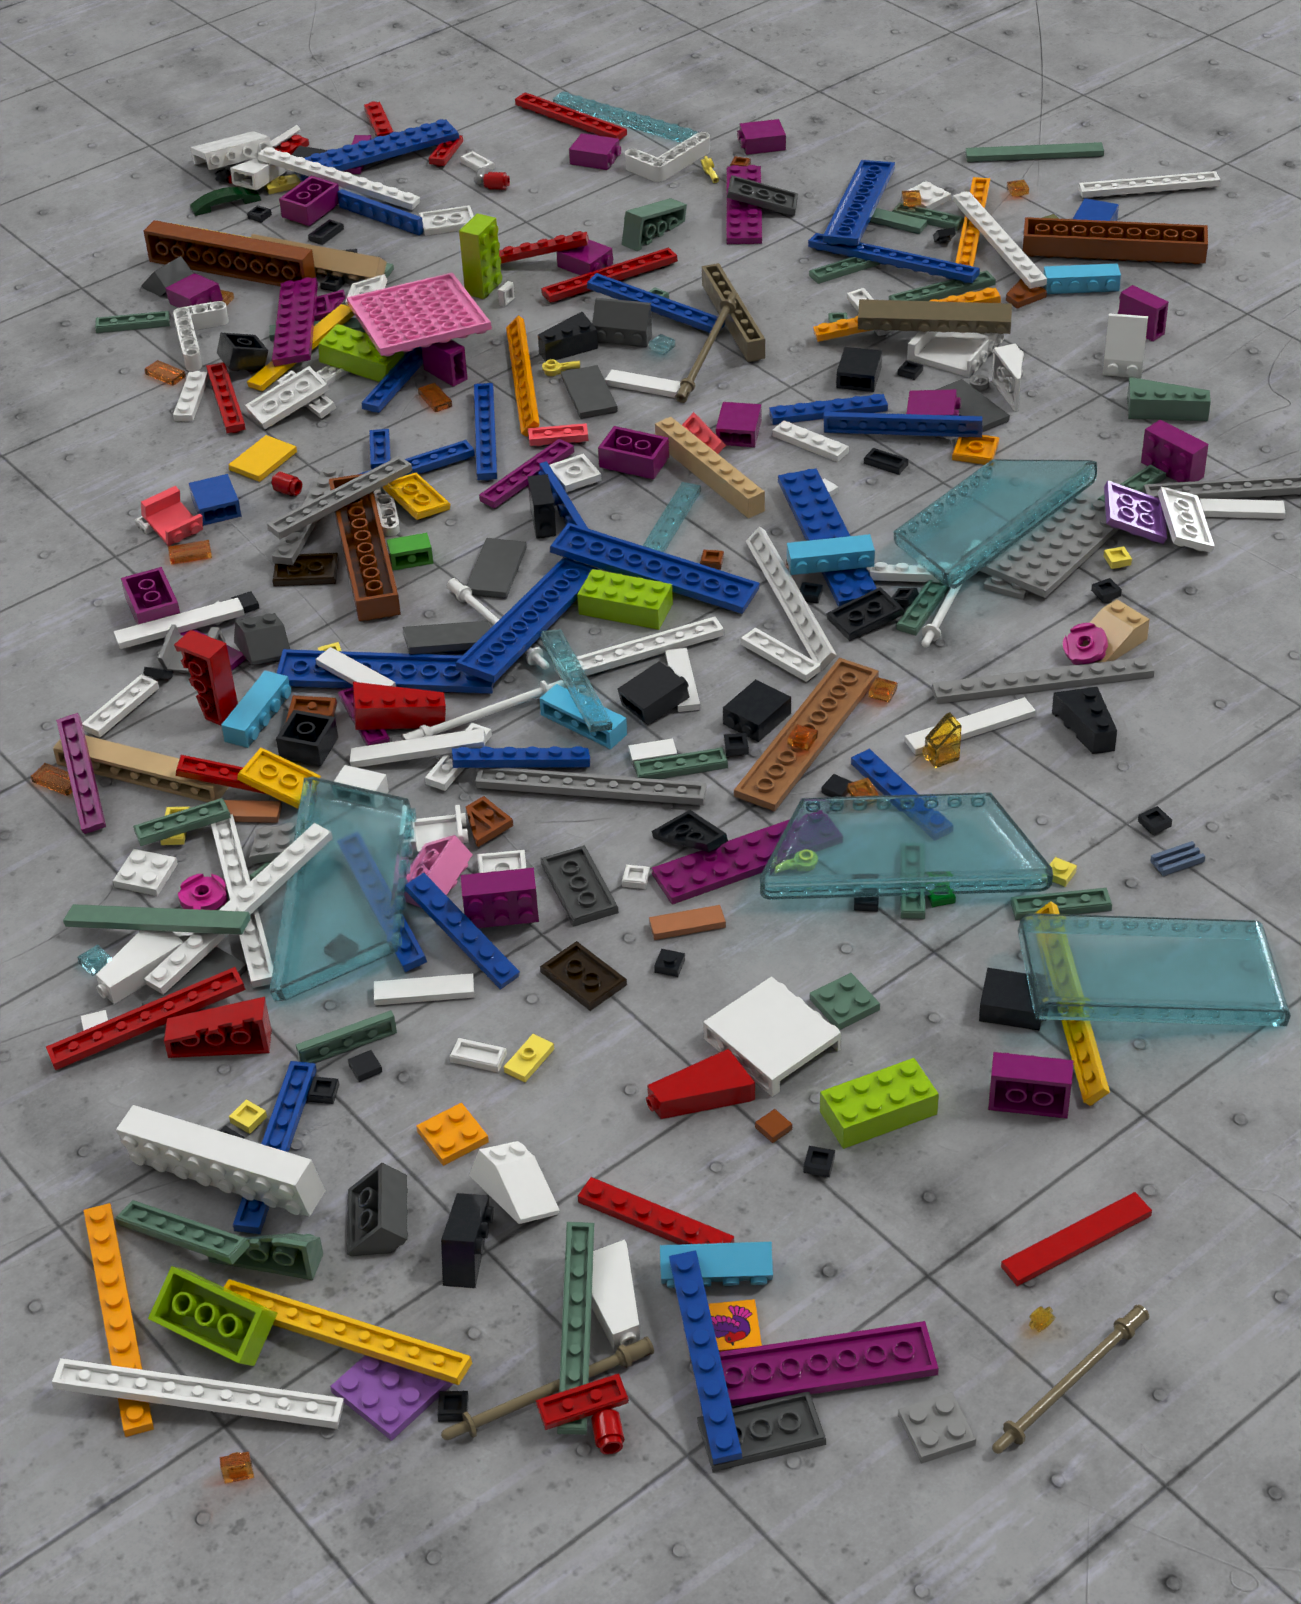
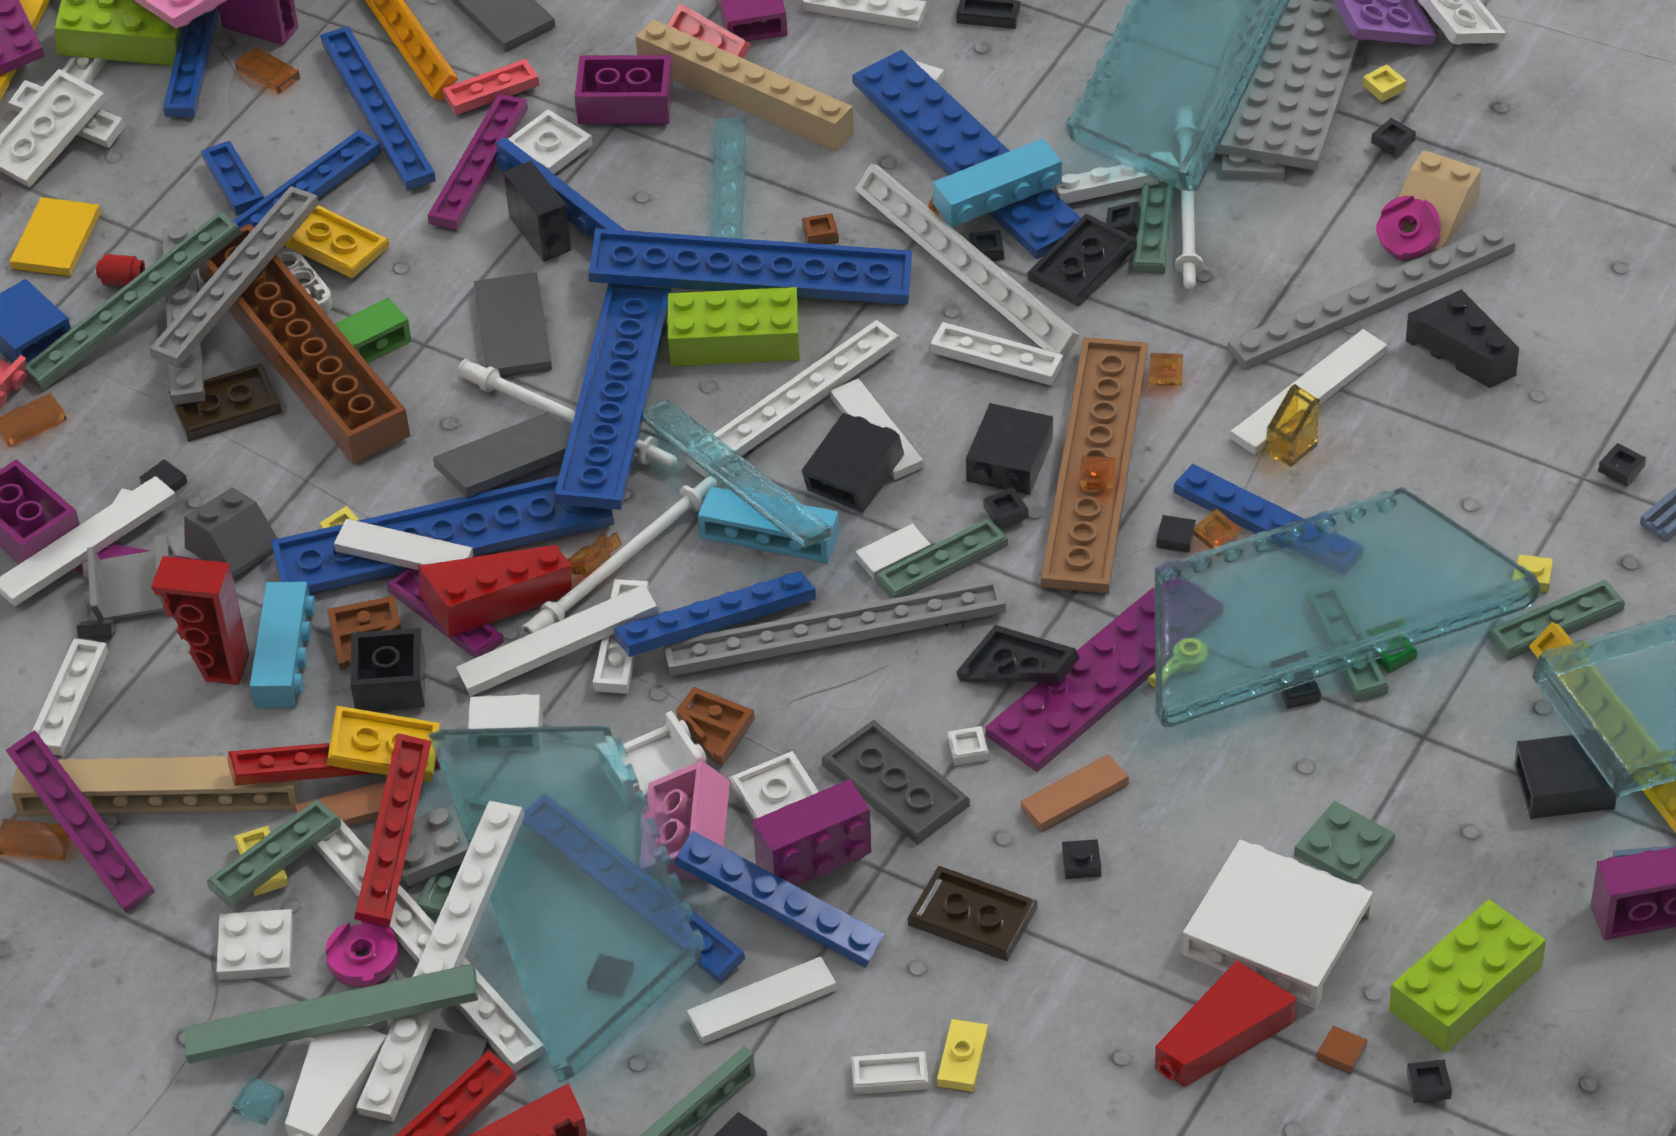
camera: 20 degrees left, 5 degrees up
(253, 826) = (392, 830): none -> red plate
(279, 499) = (132, 300): none -> sand green tile
(467, 706) = (591, 557): none -> clear orange plate

